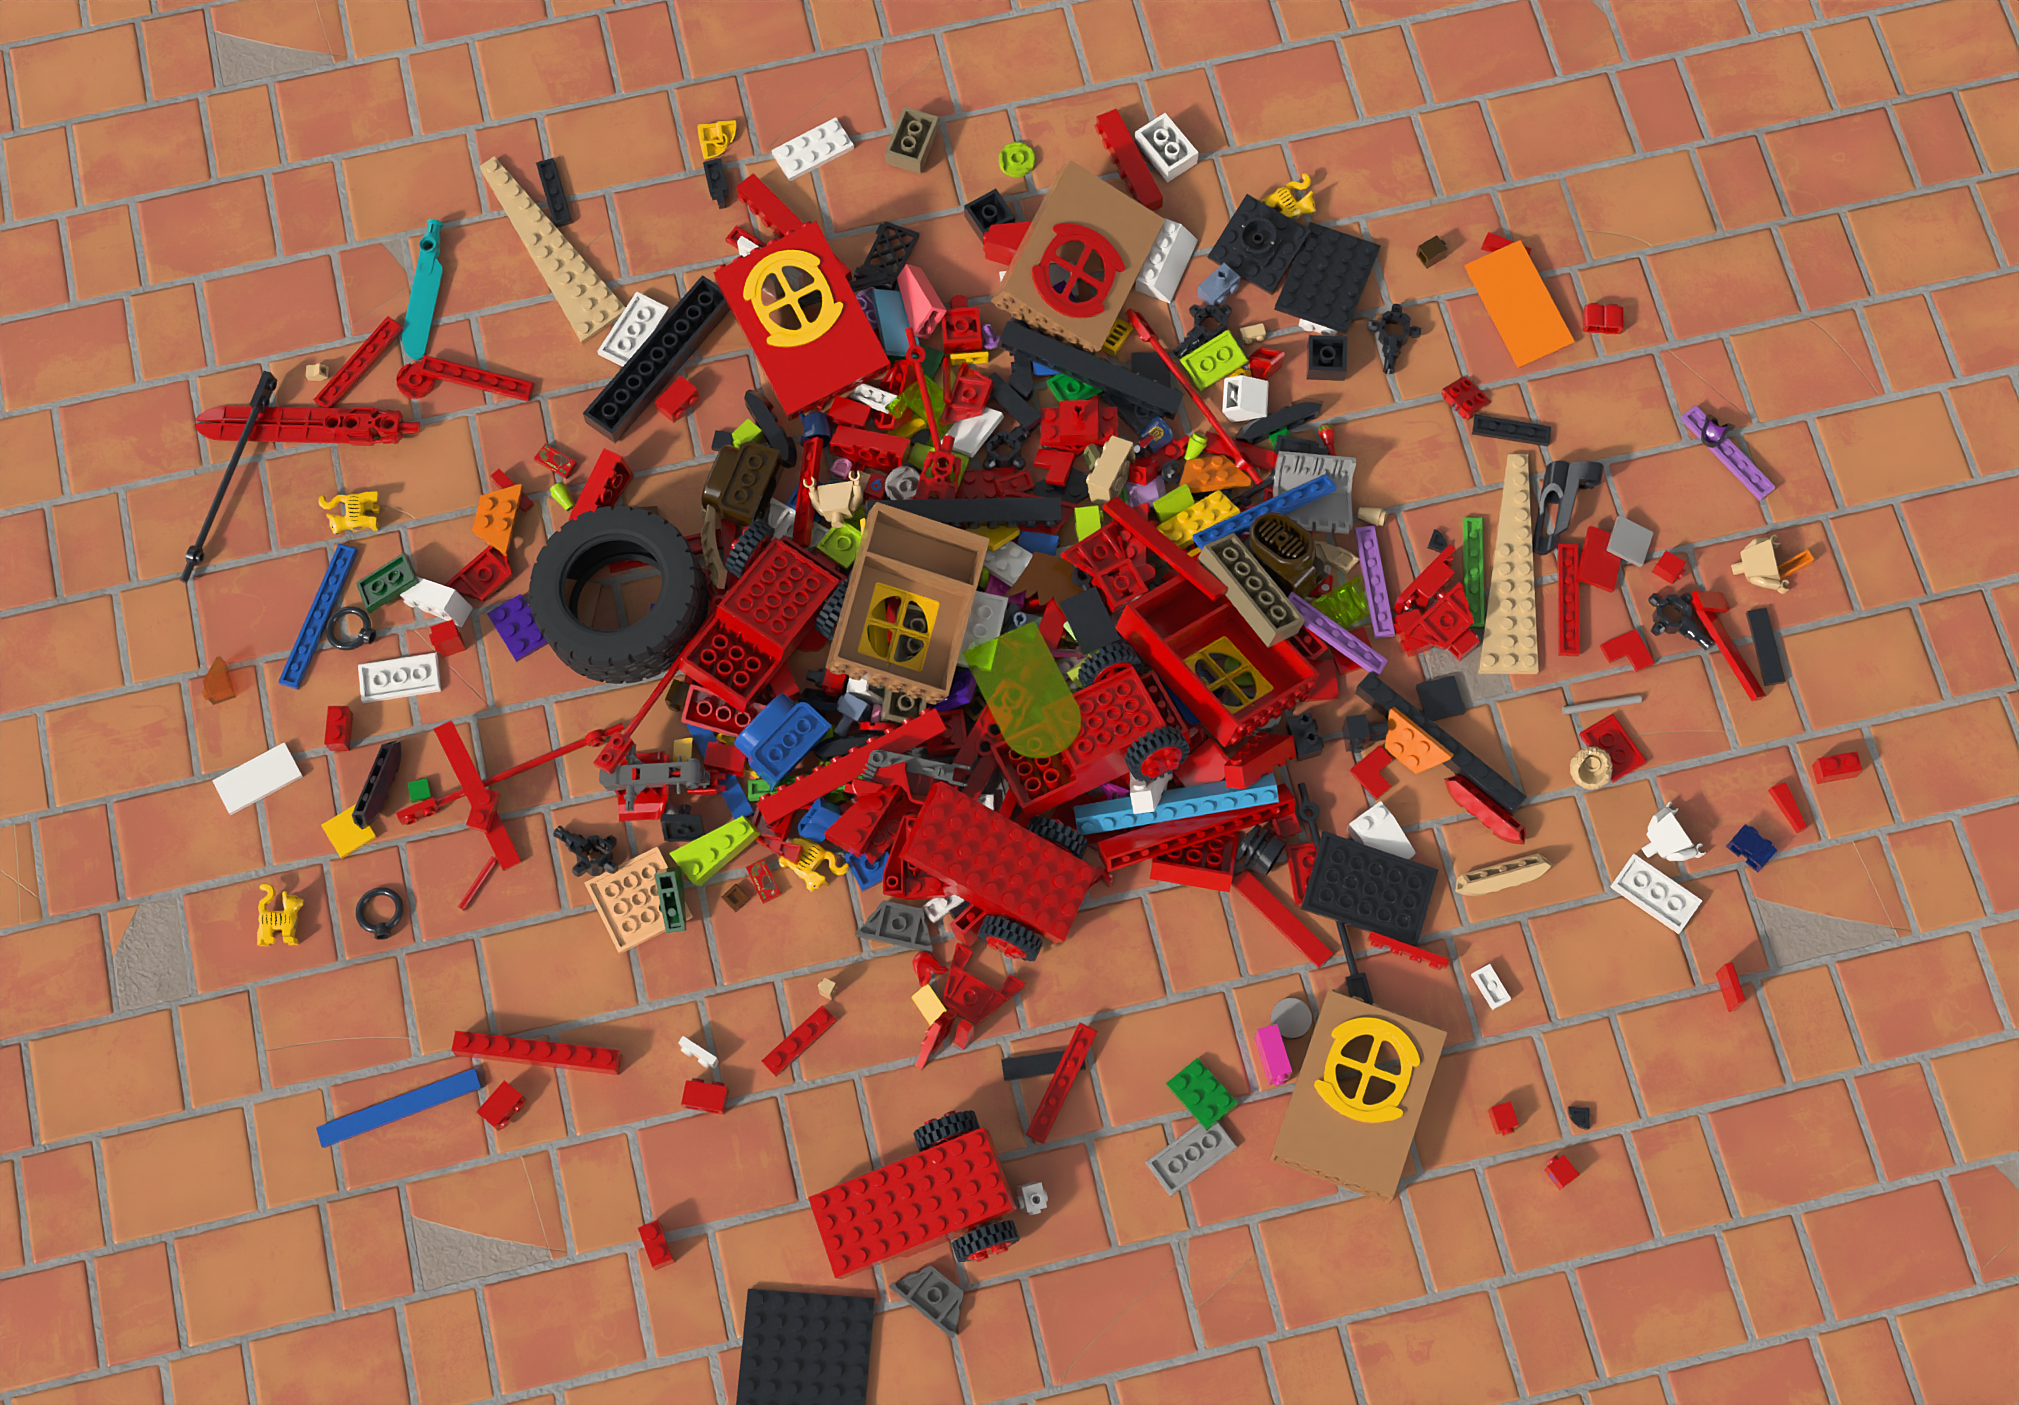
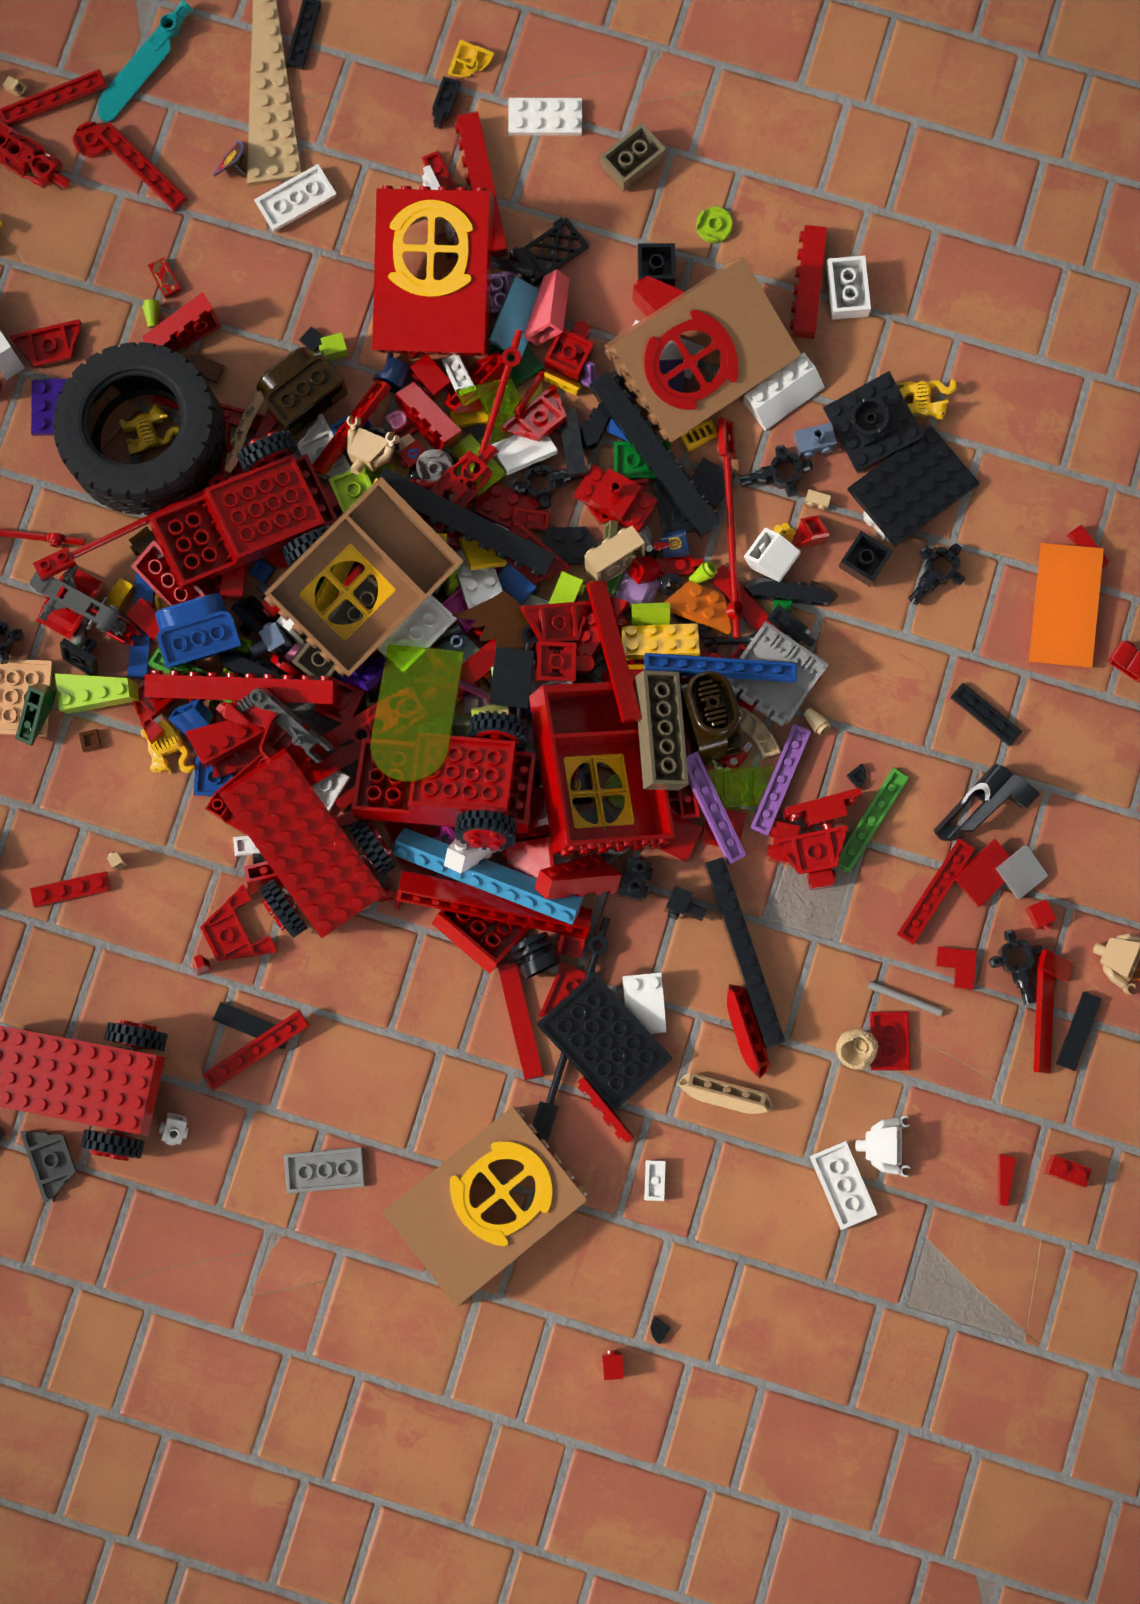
camera: 30 degrees right, 10 degrees up
(497, 517) = (86, 300): orange wing -> none
(503, 481) = (113, 283): red piece -> none
(556, 327) = (233, 159): none -> shield
(622, 600) = (146, 433): none -> yellow animal
(657, 360) = (295, 237): black brick -> none
(677, 399) = (295, 280): red brick -> none
(760, 409) = (357, 342): black brick -> none
(763, 881) = (120, 739): red tile -> none
(800, 662) = (261, 571): none -> blue tile
(897, 926) = (205, 842): dark grey wing -> none
(926, 964) = (206, 888): red piece -> none
(928, 1004) = (191, 925): yellow slope -> none
(936, 1035) = (177, 952): red wing -> none
(1057, 462) = (578, 521): red tile -> none
(1202, 1094) = (362, 1127): green plate -> none
(1214, 360) = (767, 505): lime tile -> none
(1273, 1055) = (437, 1131): dark pink brick -> none
(1292, 1018) = (475, 1108): light grey tile -> none
(1327, 433) = (823, 627): red piece -> none
(1368, 772) = (670, 939): red tile -> none
(1412, 744) = (719, 939): orange wing -> none
(1432, 251) = (1020, 514): dark brown brick -> none
(1440, 698) = (771, 913): black tile -> none
(1465, 396) = (964, 662): red hinge -> none
(1503, 1118) = (594, 1294): red brick -> none
(1510, 618) = (878, 876): tan wing -> none
(1730, 987) = (851, 1301): tile -> none
(1752, 847) = (950, 1193): clear blue brick -> none

